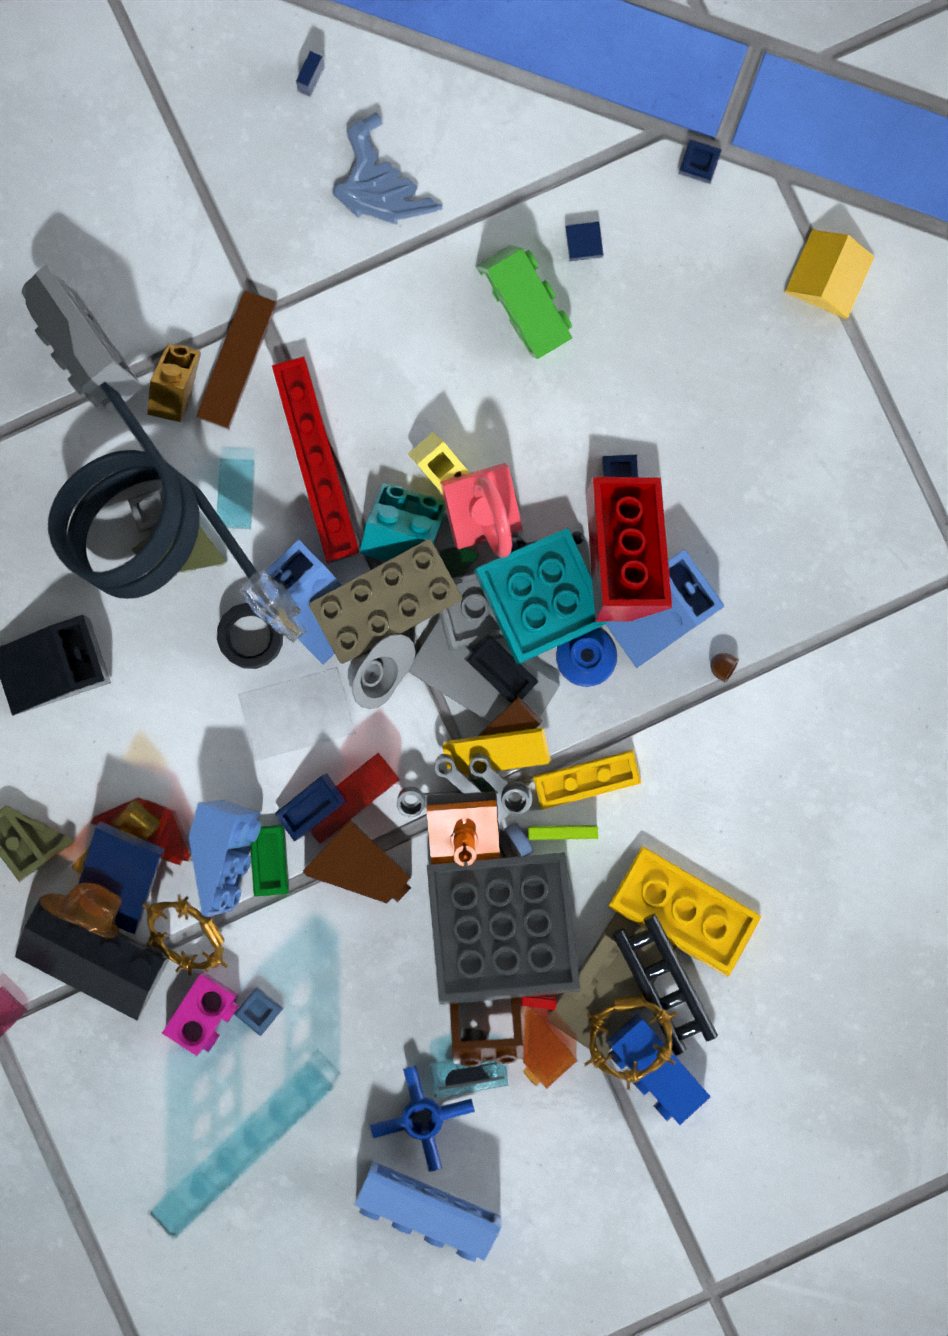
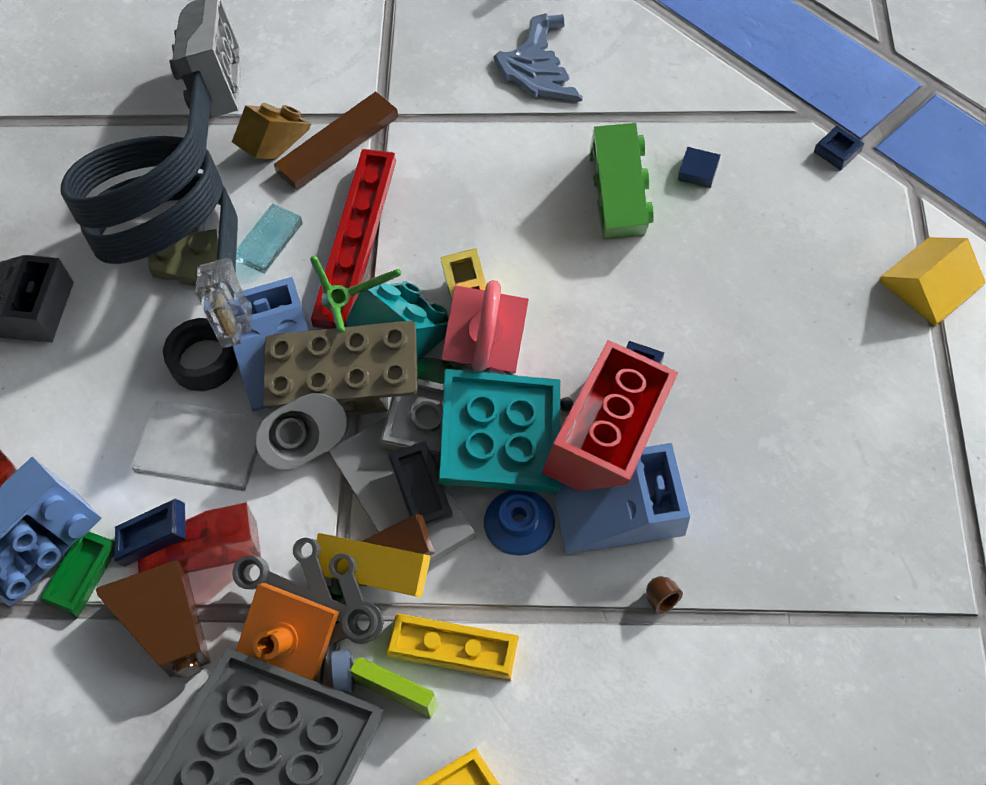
camera: 30 degrees right, 25 degrees down
(350, 541) = (338, 296): none -> bright green plant

